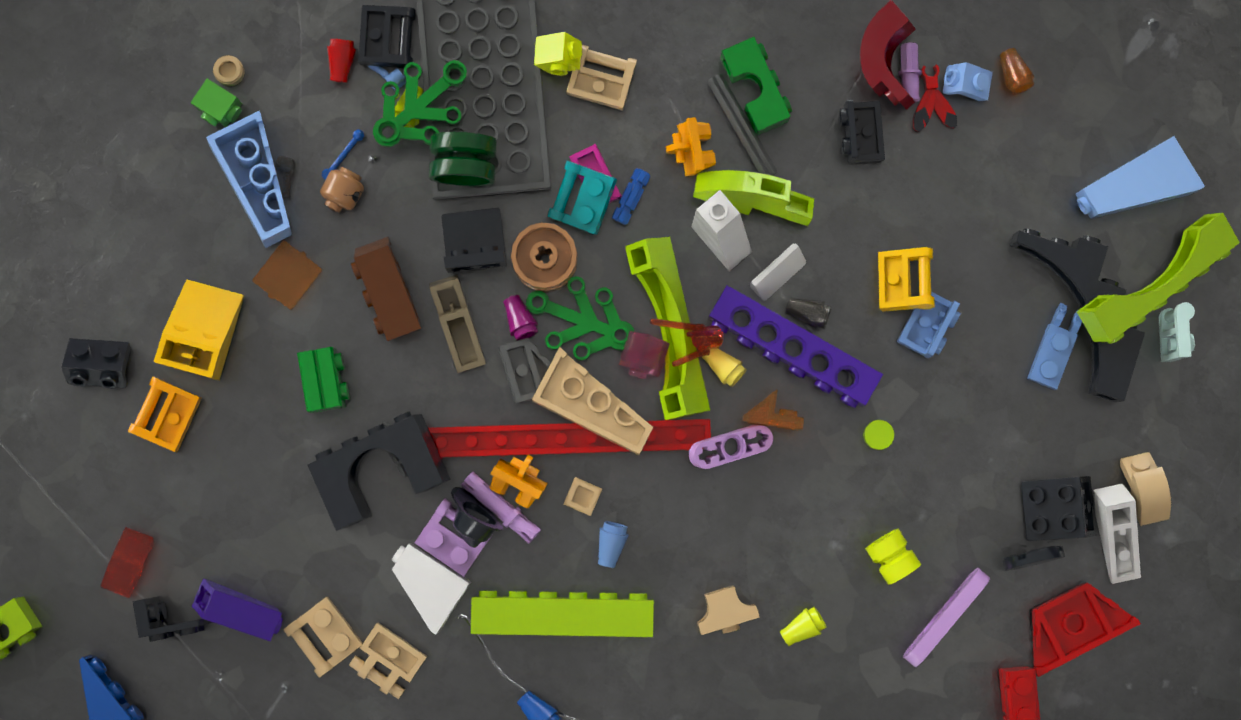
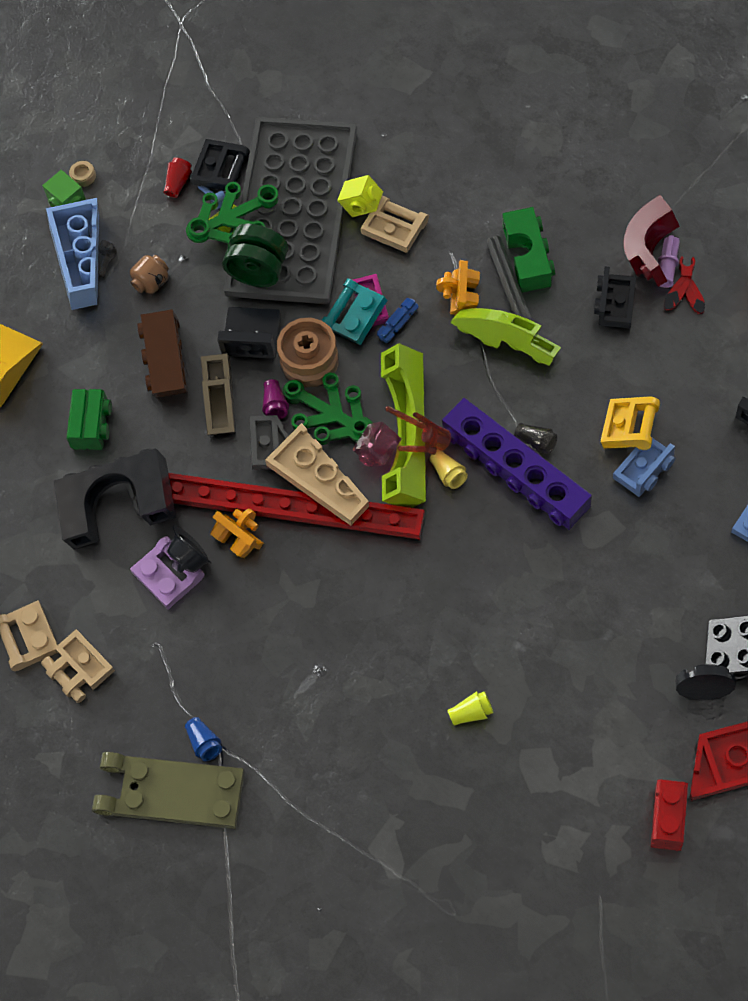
camera: 25 degrees right, 20 degrees down
(287, 275) = (84, 335): clear orange piece -> none
(358, 135) = (175, 237): blue hinge -> none
(429, 585) = (134, 607): white slope -> none
(500, 507) = (221, 560): lavender pin -> none
(562, 615) = (247, 655): lime brick -> none
(582, 496) = (293, 559): tan tile -> none
(611, 542) = (308, 601): medium blue cone -> none
(720, 440) = (417, 543): lavender beam -> none
(722, 230) = (467, 345): white slope -> none
(725, 611) = (399, 680): tan brick -> none
(765, 415) = (476, 517): clear orange slope -> none
(778, 272) = (514, 400): white slope -> none
(878, 434) = (579, 554): lime tile -> none
(892, 555) = (568, 655): neon yellow wheel -> none
(946, 617) = (611, 726): lavender beam -> none
(967, 81) = (720, 274): light blue bracket -> none

